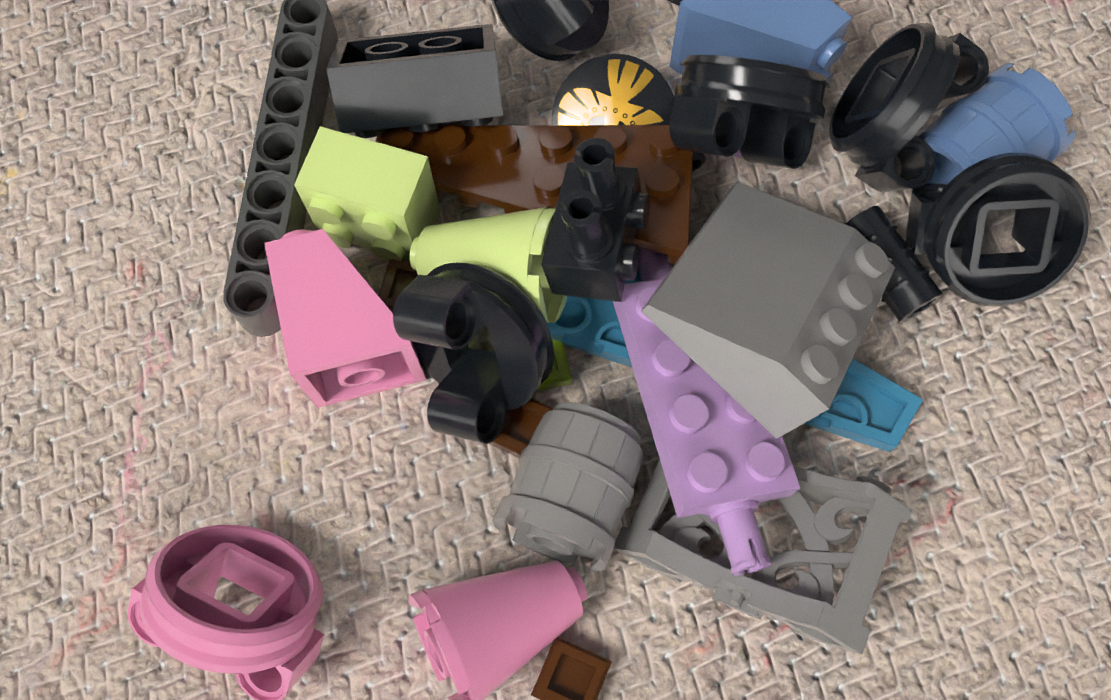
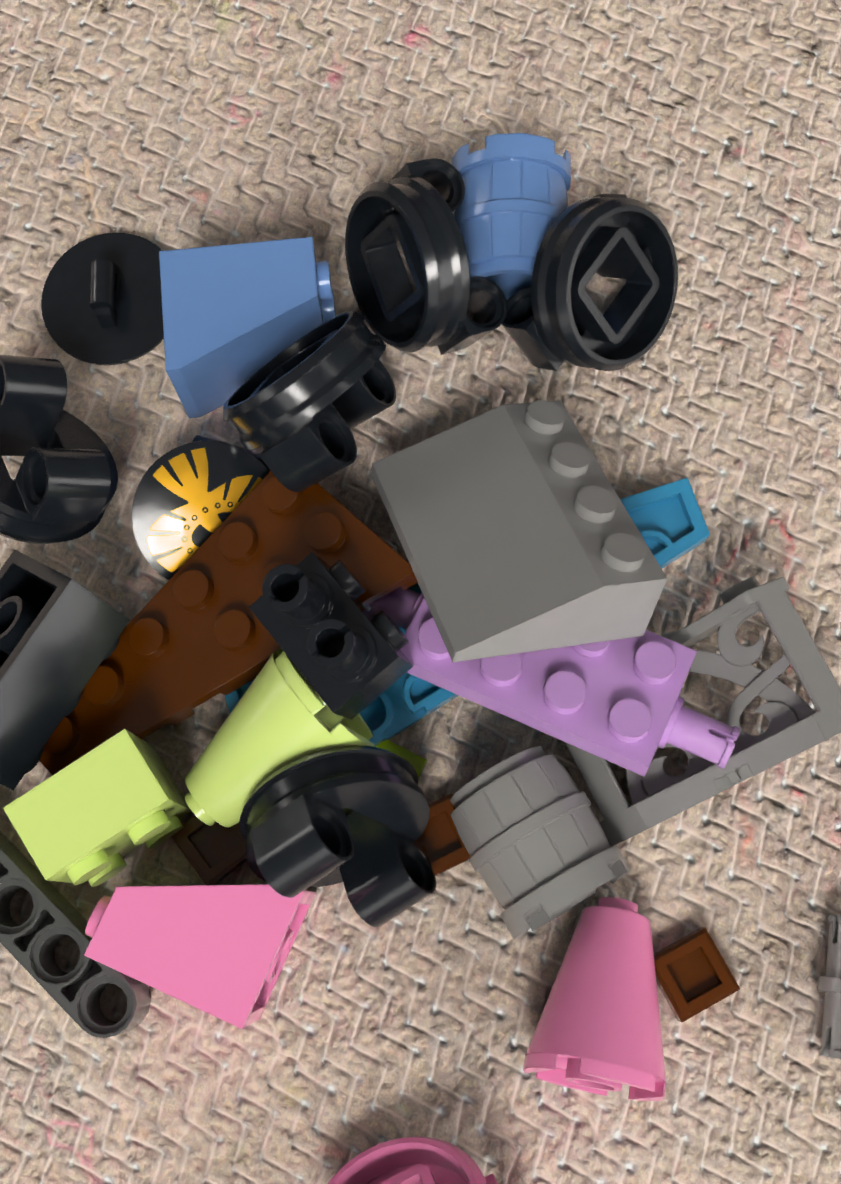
camera: 50 degrees left, 5 degrees up
(910, 285) = (582, 396): black axle -> none

